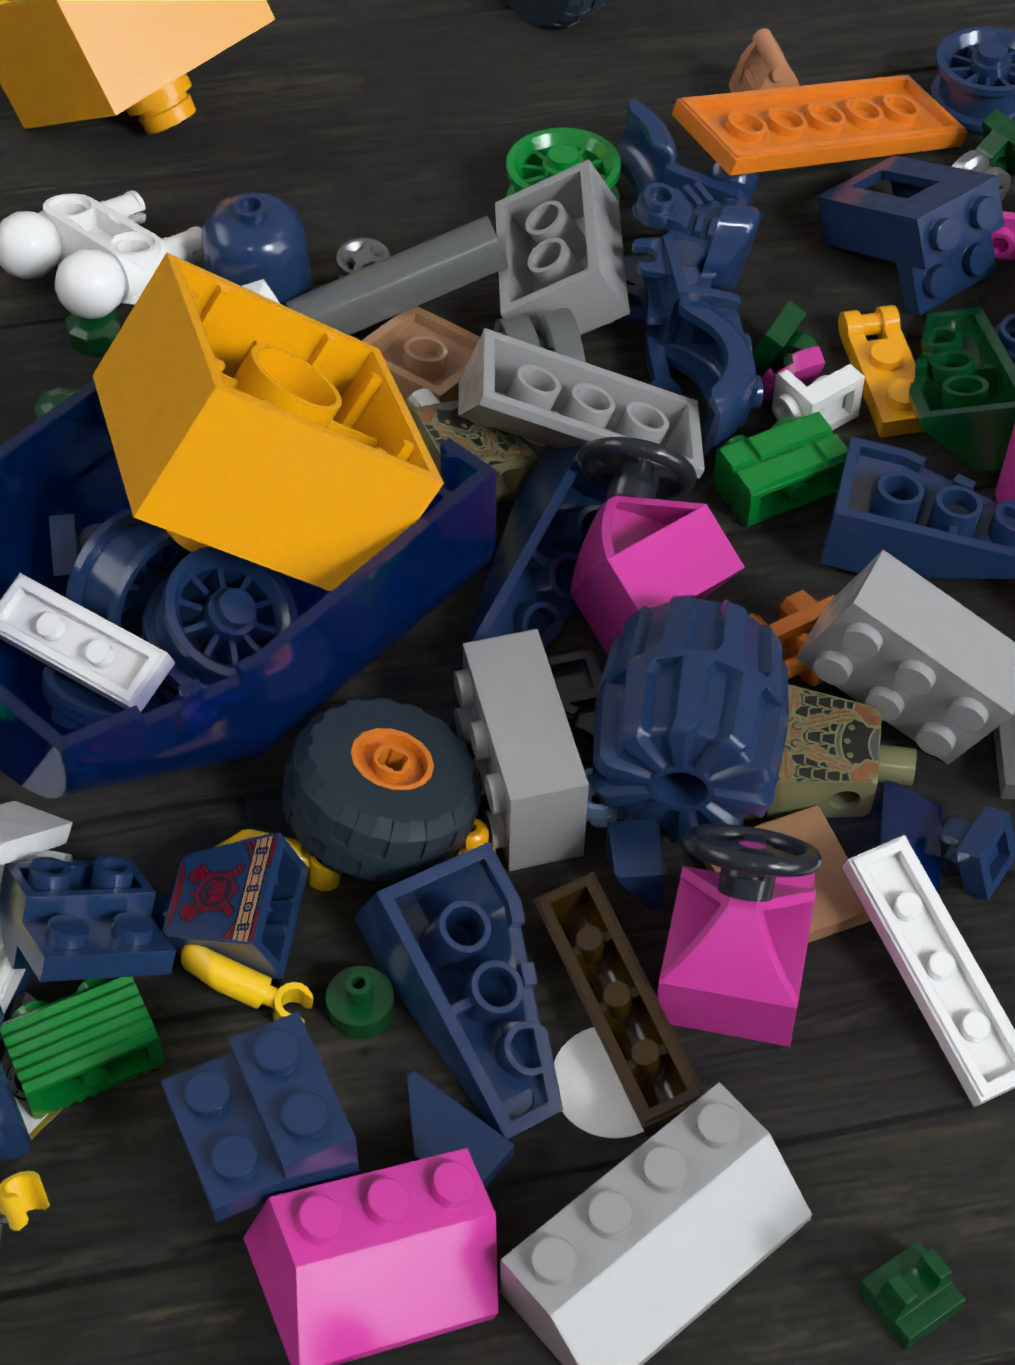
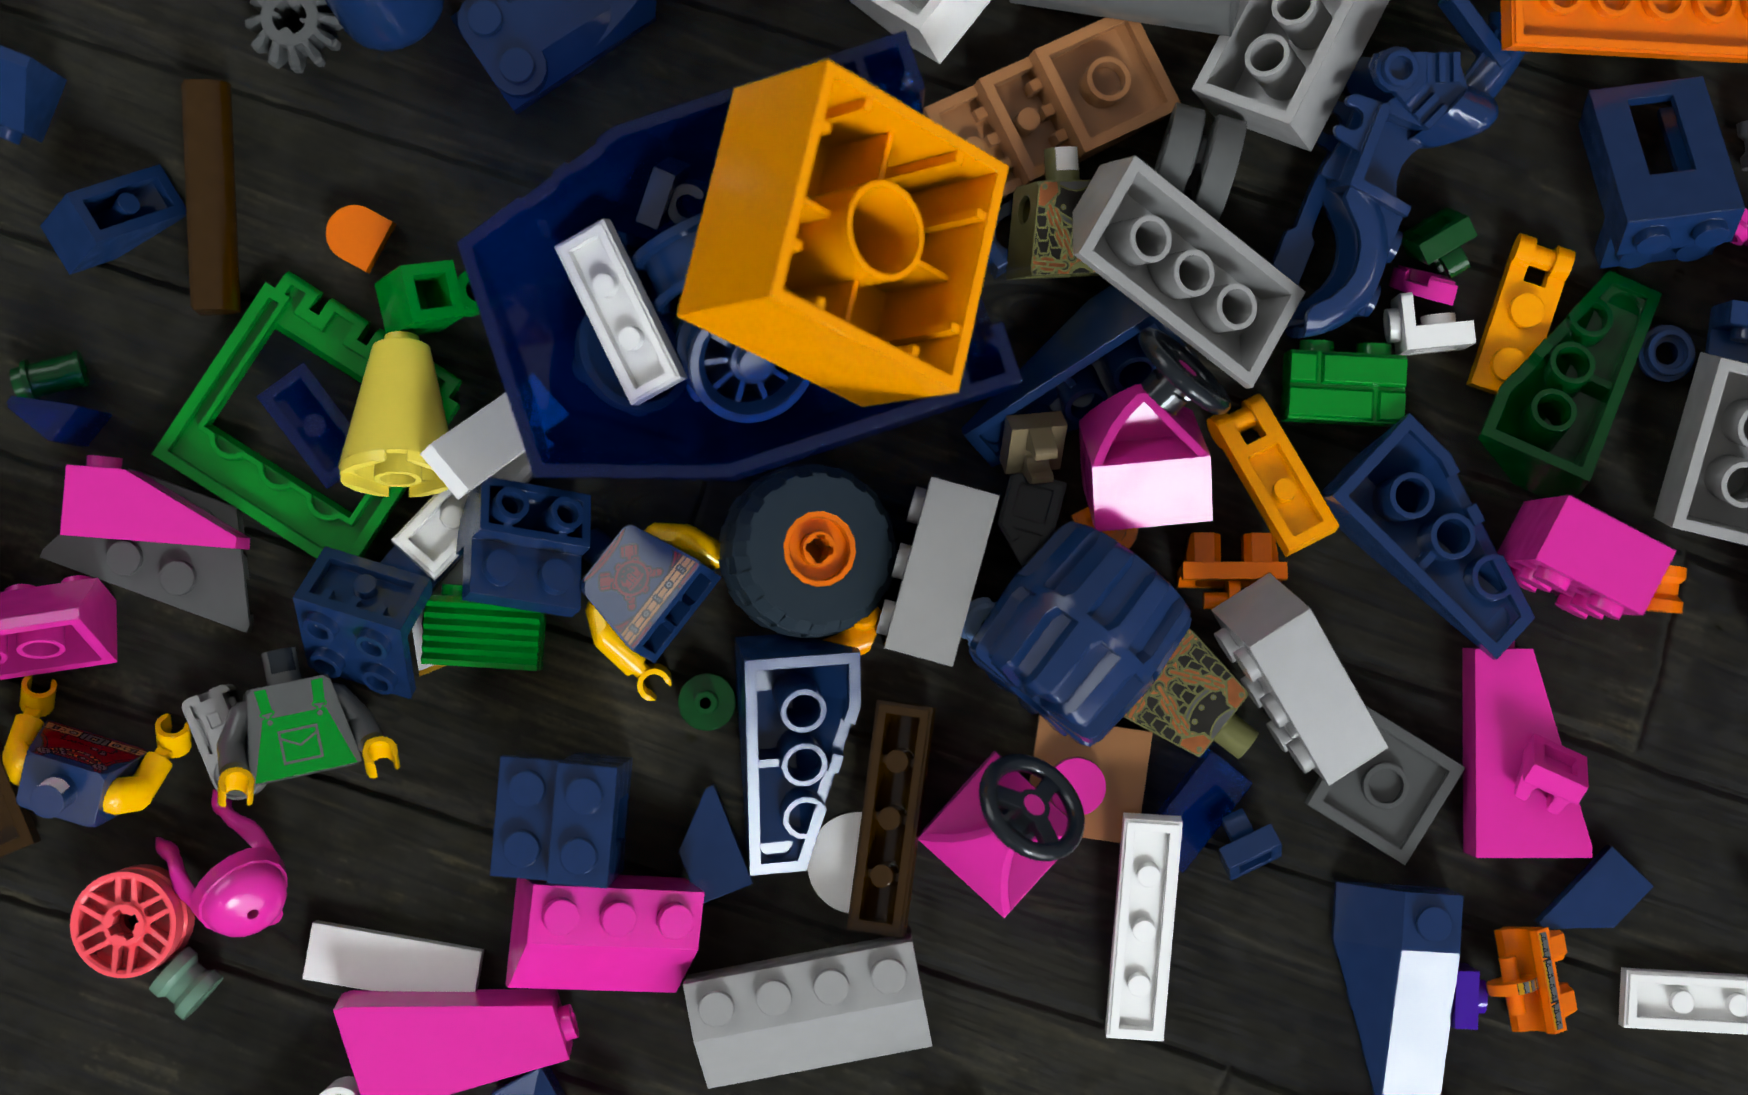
camera: 30 degrees right, 35 degrees up
(548, 613) = (1033, 445): none -> dark tan tile
(638, 859) = (975, 710): dark blue slope -> none
(787, 550) = (1273, 476): none -> light orange plate

